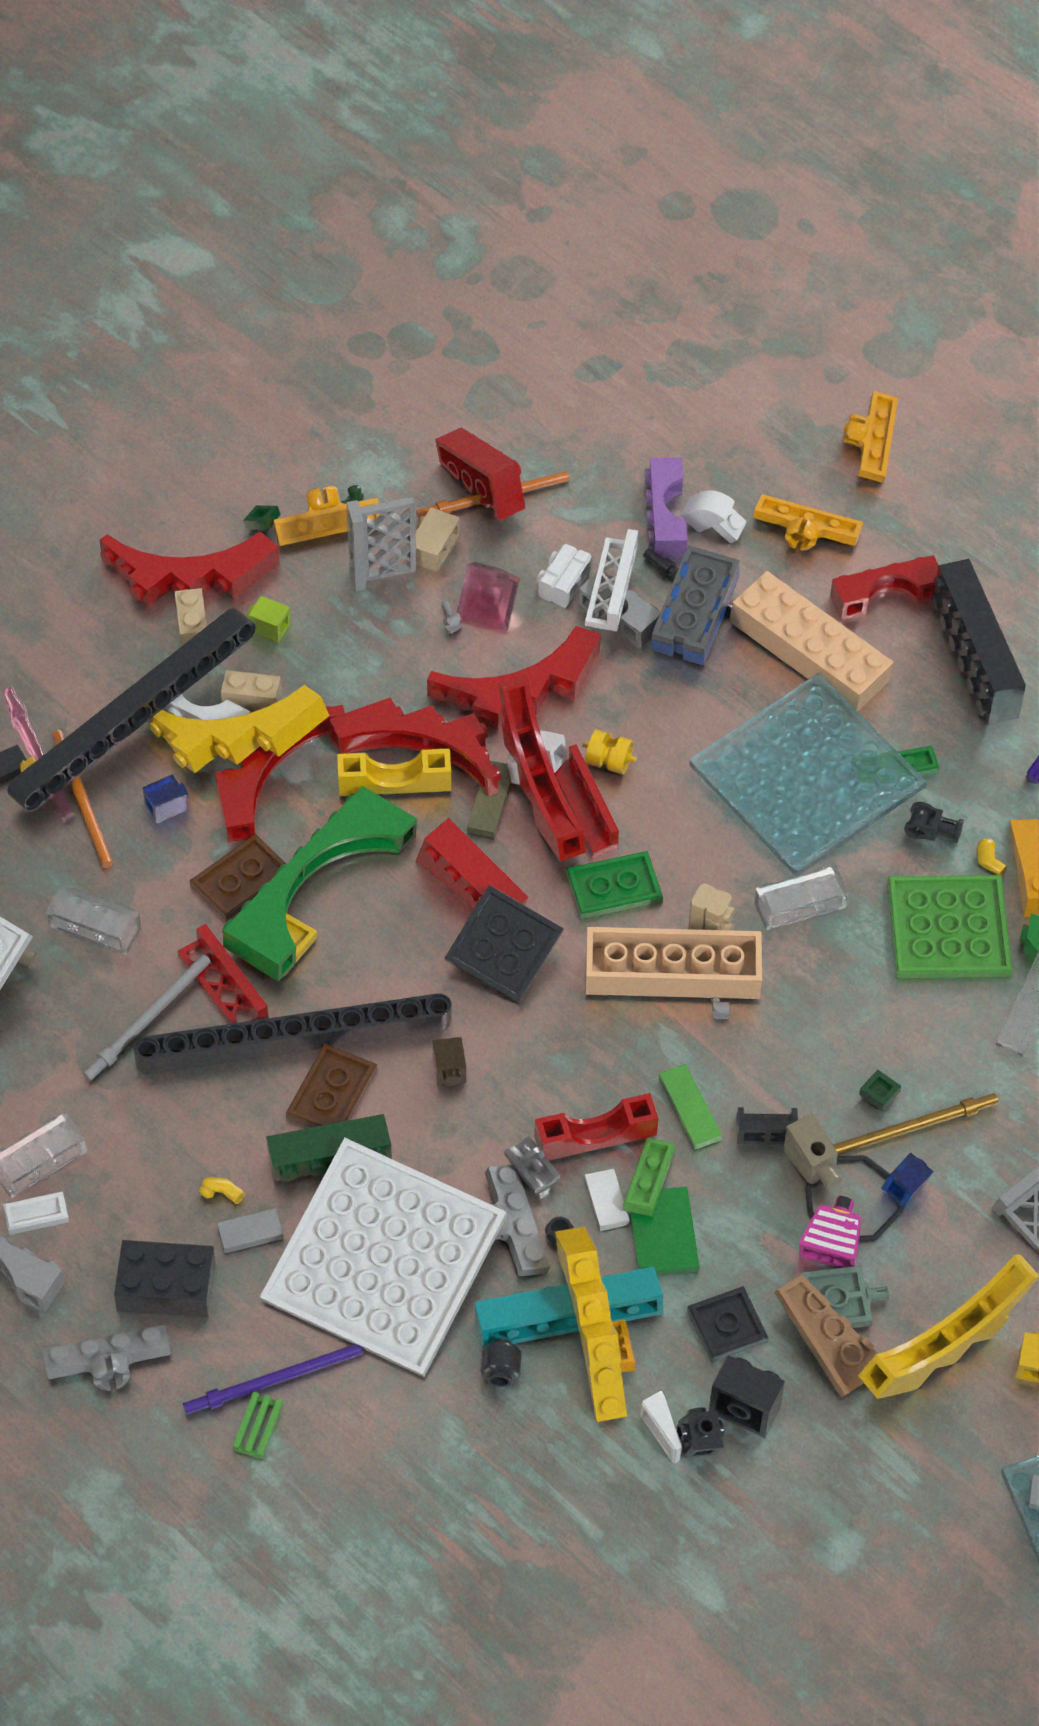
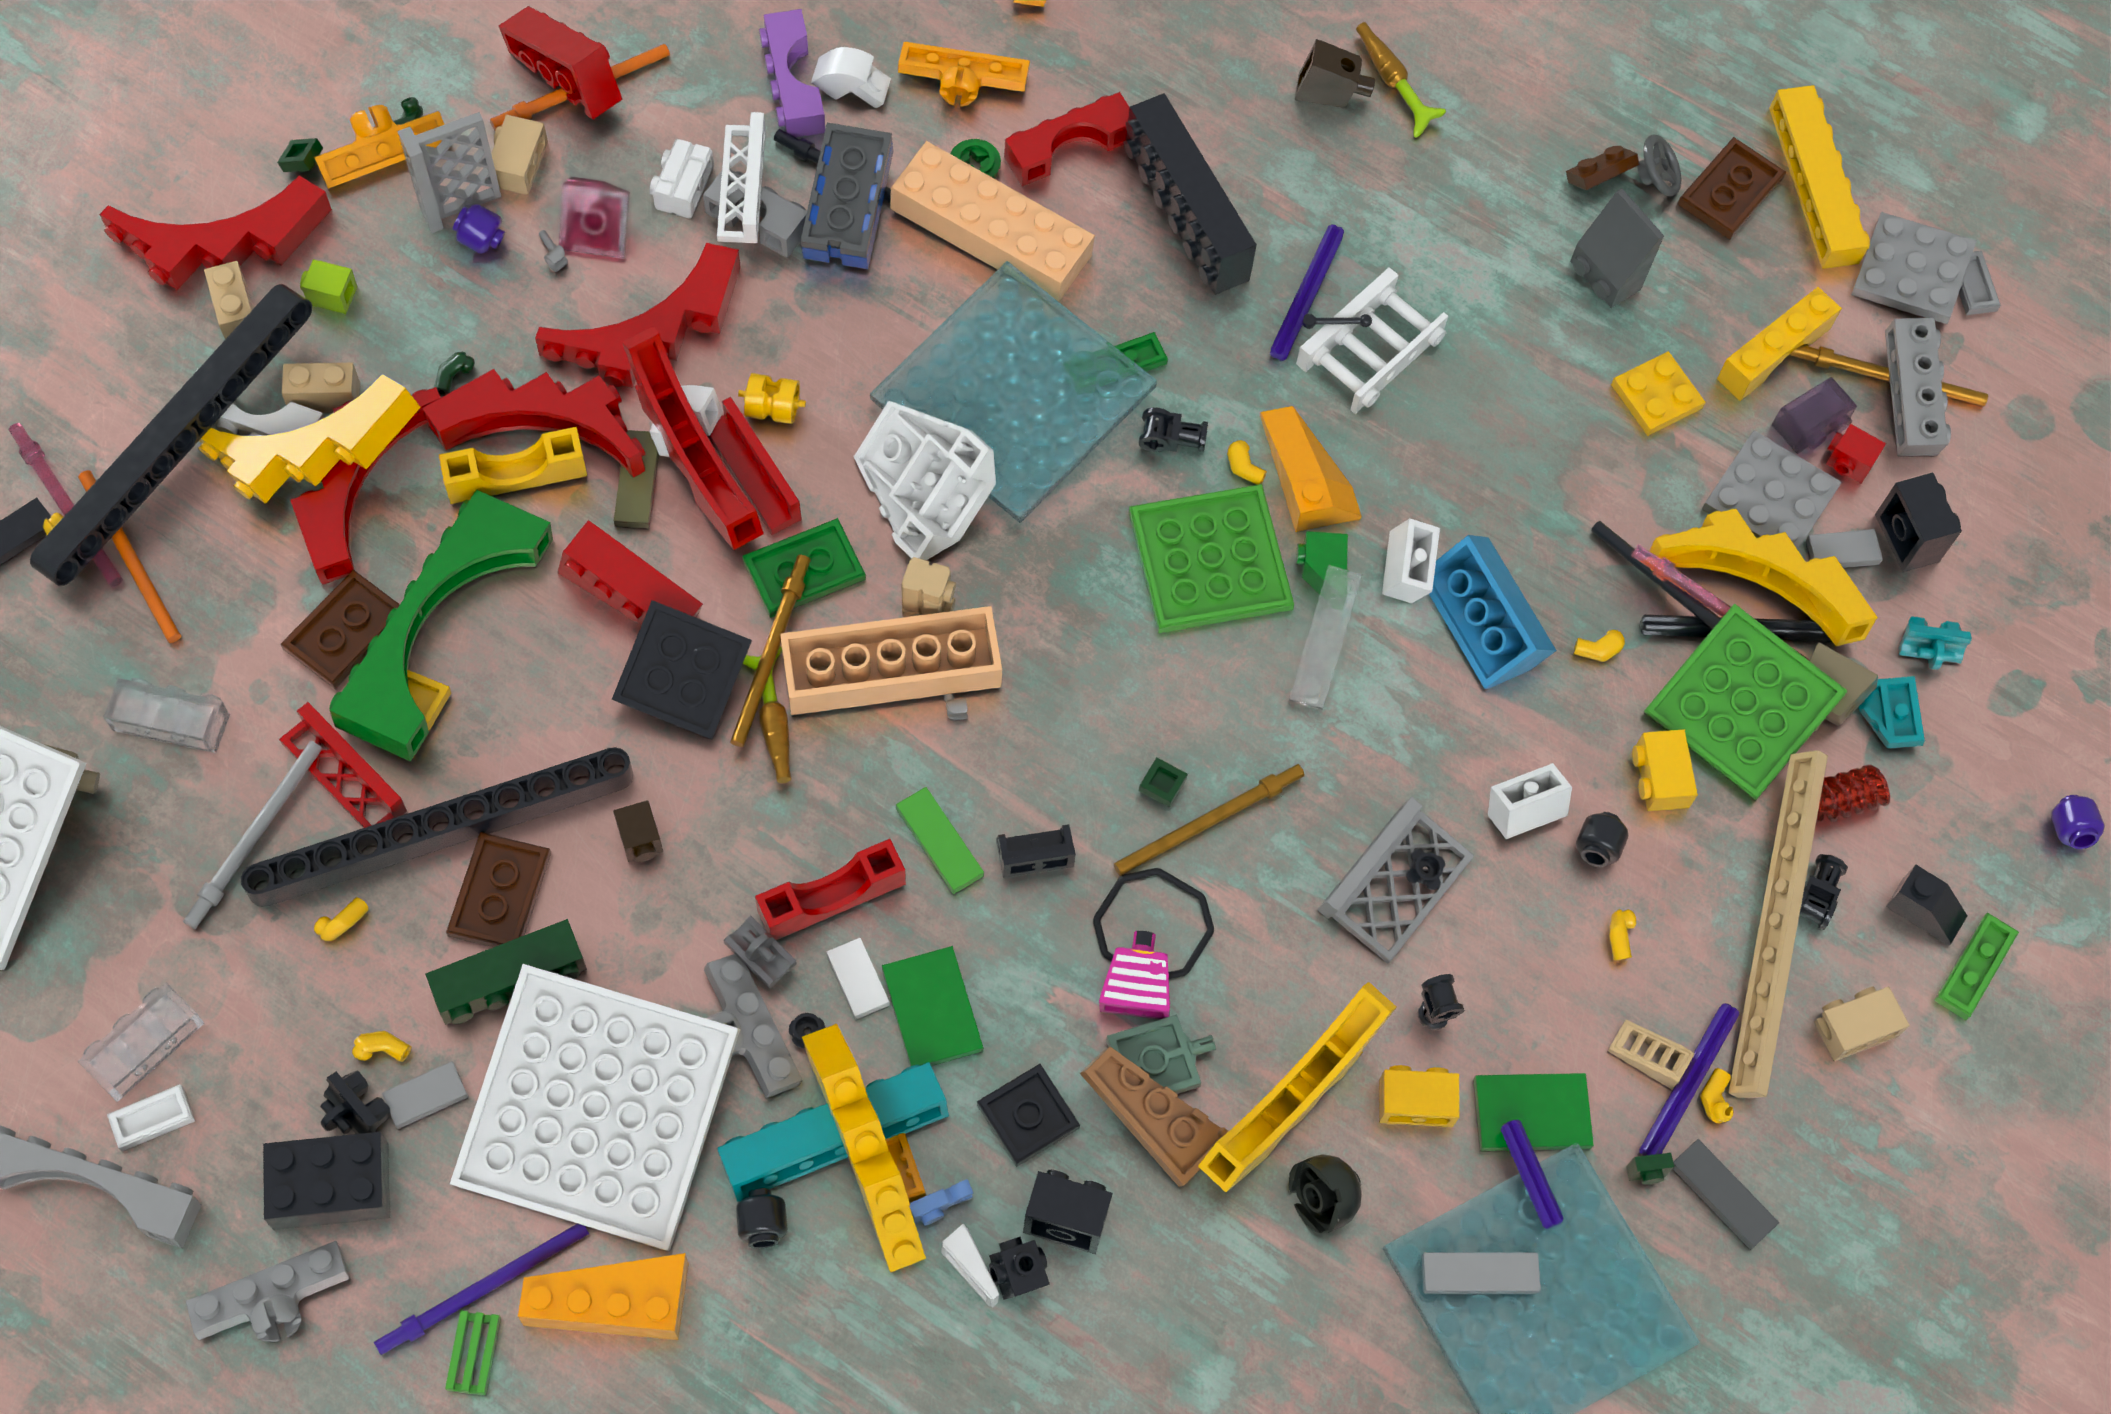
camera: 15 degrees left, 10 degrees up
(165, 798) = (234, 540): clear blue brick -> none
(188, 1226) = (346, 1109): none -> black hips
(198, 1096) = (343, 921): none -> yellow arm
(354, 694) = (450, 368): none -> dark green arm
(371, 1401) = (616, 1298): none -> light orange wedge
(394, 591) = (478, 228): none -> dark purple head
(570, 990) = (773, 723): none -> pearl gold piece
(601, 899) = (792, 591): none -> pearl gold bar
(641, 1375) = (931, 1207): none -> medium blue plate
(649, 1177) = (904, 942): bright green tile -> none
(724, 827) = (925, 477): none -> white wedge
(801, 897) = (1030, 550): clear brick -> none
(811, 587) = (982, 152): none -> green gear
(812, 1151) = (1089, 869): dark tan torso -> none
(907, 1179) = (1214, 893): clear blue brick -> none
(961, 1417) = (1327, 1192): none -> pearl dark grey cylinder

